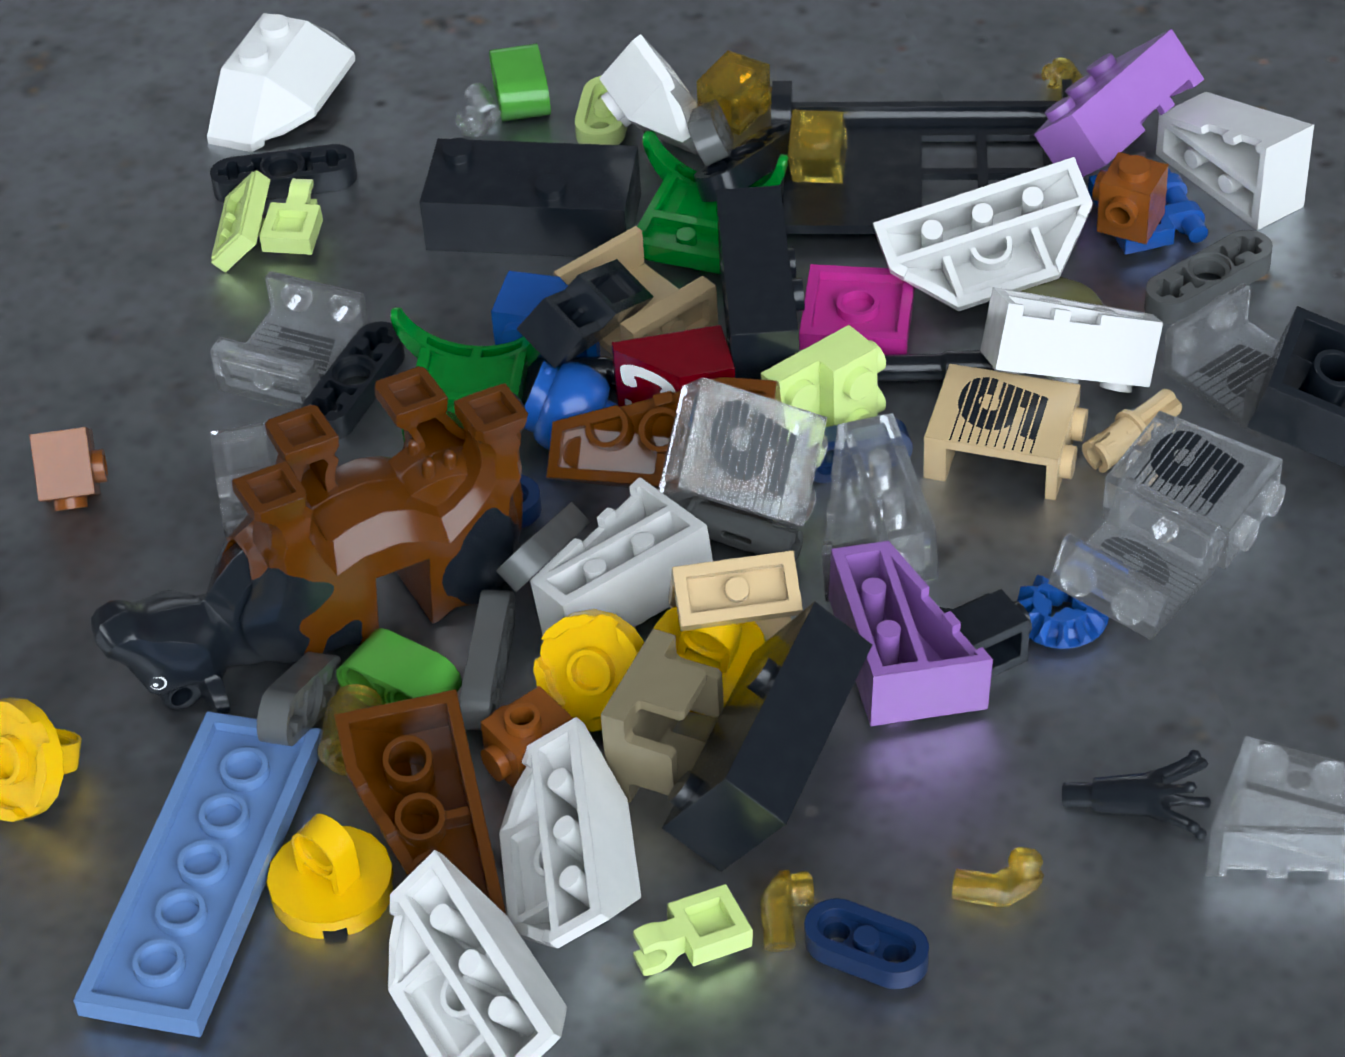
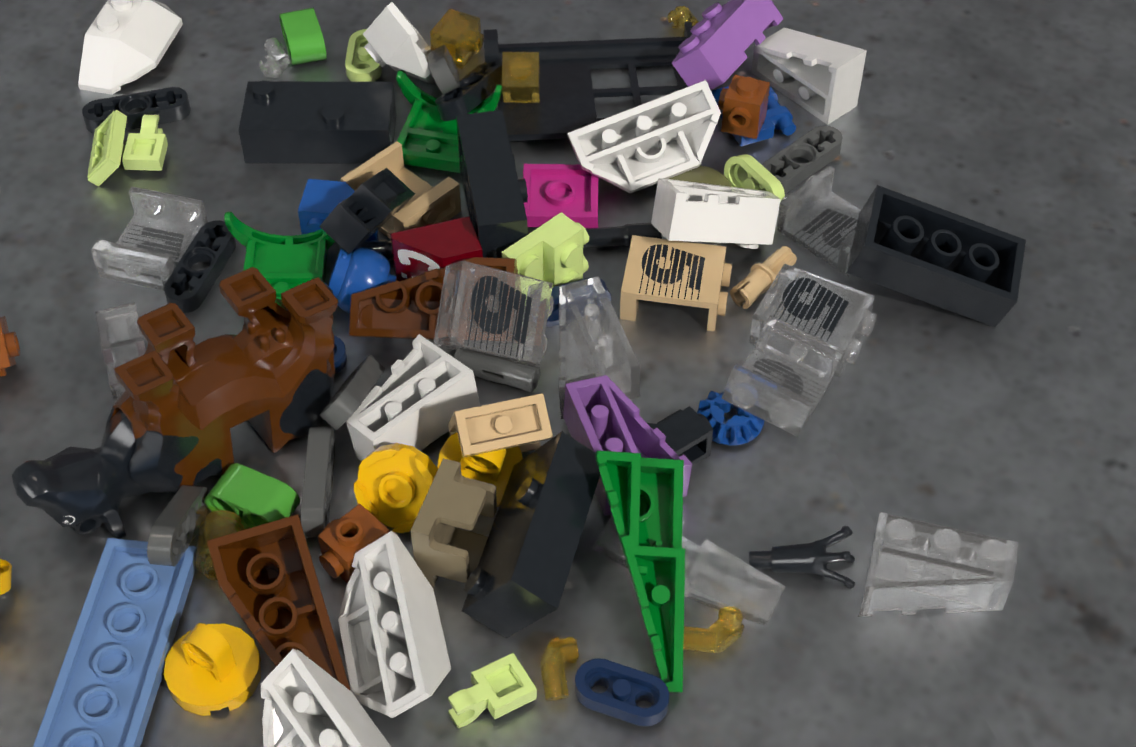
camera: 10 degrees left, 5 degrees up
(922, 723) = (648, 518): none -> green wedge
(986, 803) = (712, 576): none -> clear slope
(1129, 289) = (748, 173): none -> yellowish green plate

